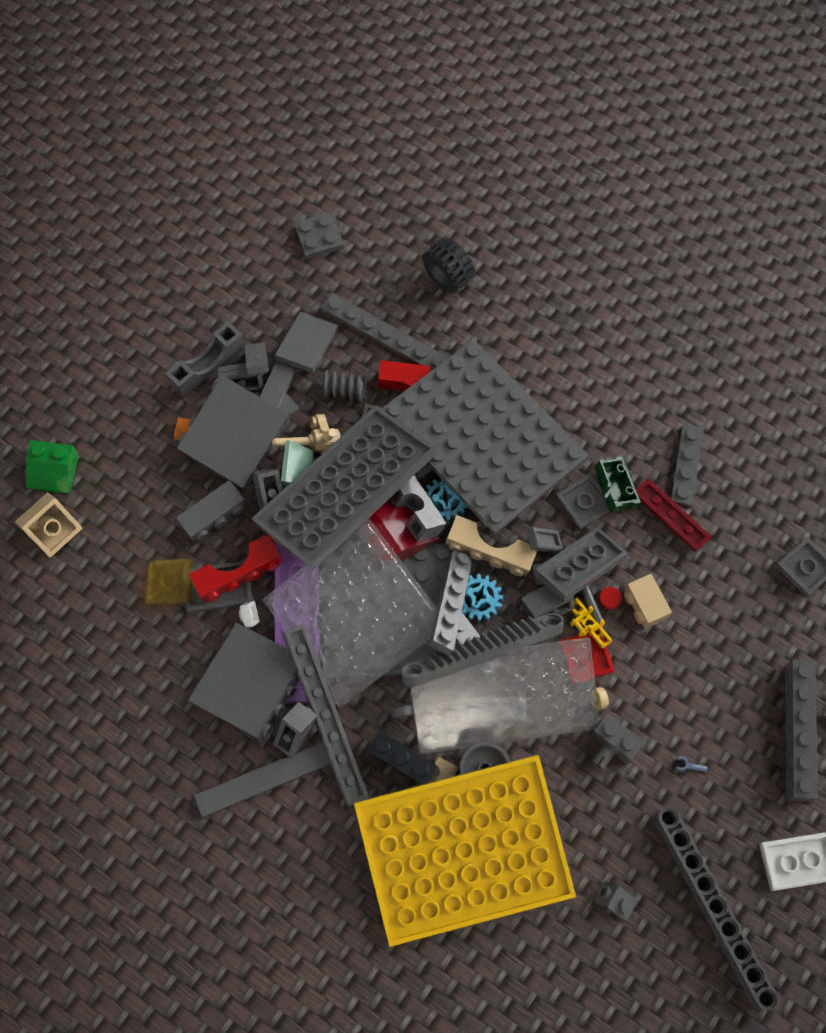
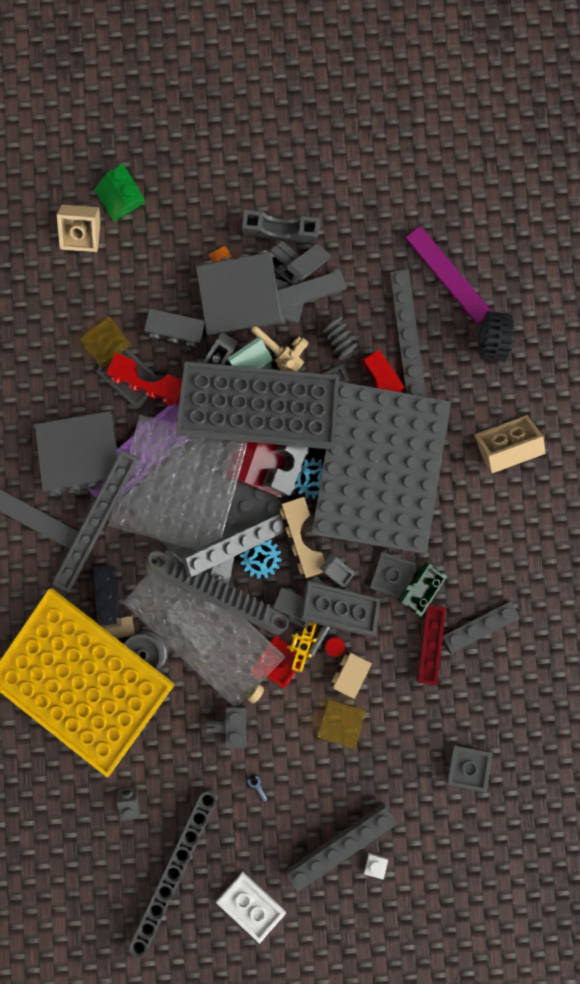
camera: 55 degrees right, 15 degrees up
(249, 614) = (124, 414): white plate -> none
(295, 729) = (70, 510): dark grey brick -> none
(306, 342) = (353, 285): dark grey tile -> none
(318, 235) = (447, 221): dark grey plate -> none
(363, 267) = (448, 274): none -> magenta tile
(402, 712) = (140, 568): dark grey tile -> none
(547, 324) = (510, 443): none -> tan slope
(685, 645) = (341, 723): none -> clear yellow tile

